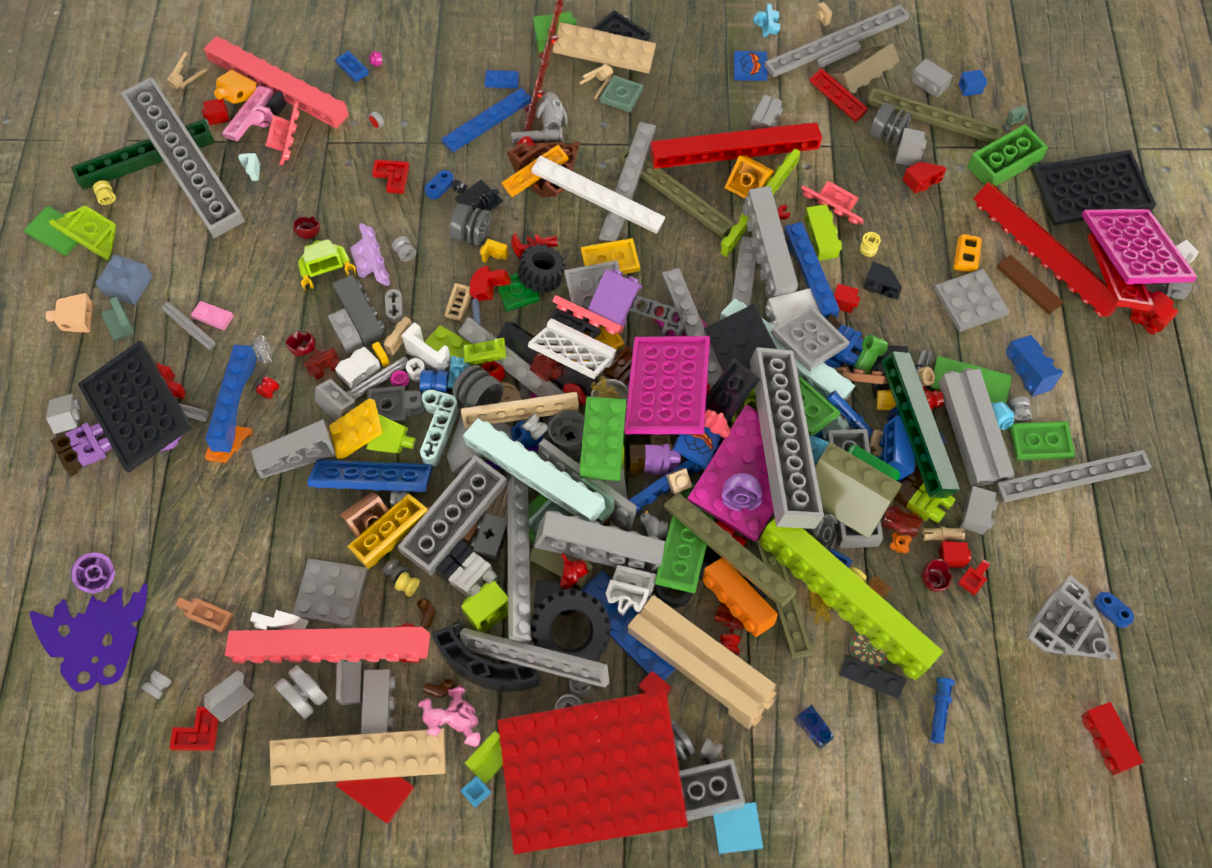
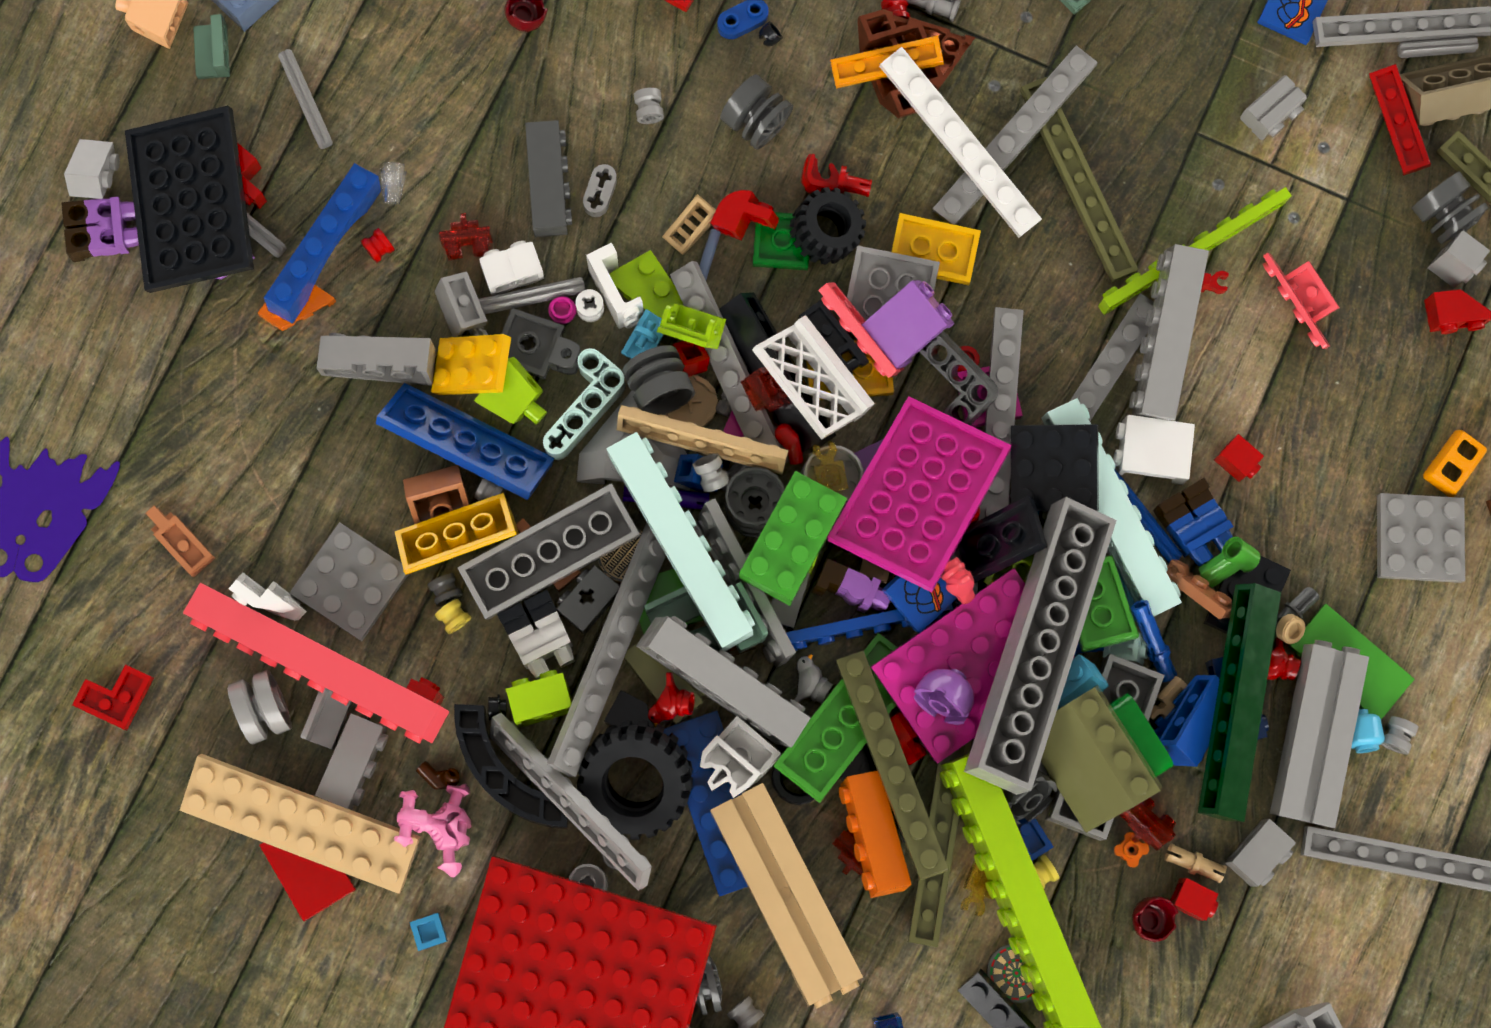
camera: 15 degrees right, 15 degrees up
(92, 572) = (54, 423): medium lavender cylinder -> none
(156, 684) = (84, 612): light grey wheel -> none
(212, 315) = (343, 96): bright pink plate -> none
(228, 697) = (168, 671): light grey panel -> none
(300, 343) = (447, 197): dark red hair -> none
(321, 258) = (526, 73): lime torso -> none
(345, 331) = (516, 204): light grey brick -> none
(368, 256) = (594, 96): lavender bracket -> none
(380, 354) = (550, 261): yellow tile -> none
(395, 340) = (594, 236): tan plate -> none
(428, 611) = (466, 665): reddish brown arm -> none
(433, 381) = (606, 337): blue wheel -> none
(480, 196) = (790, 67): black hinge -> none
(486, 759) = (460, 896): lime panel -> none
(495, 249) = (778, 164): yellow bracket -> none
(621, 366) = (873, 426): reddish brown plate -> none
(652, 684) = (710, 901): red panel -> none
(679, 480) = (873, 634): tan plate -> none
(731, 642) = (835, 887): red wheel -> none
(735, 144) = (1202, 142): red brick -> none
(747, 175) = (1196, 204): light orange slope -> none
(804, 254) = (1214, 361): blue arch -> none
(810, 337) = (1153, 506): light grey plate -> none
(822, 232) = (1260, 339): lime brick -> none
(870, 244) = (1314, 392): light yellow wheel -> none
(879, 586) = (1066, 899): clear orange plate -> none
(882, 281) = (1307, 454): black slope -> none
(885, 400) = (1215, 637): yellow tile -> none
(916, 499) = (1182, 794): lime hips -> none
(974, 579) = (1202, 944): red plate -> none
(1033, 366) = (1450, 678): blue wedge -> none
(1042, 441) = (1404, 791): bright green tile -> none

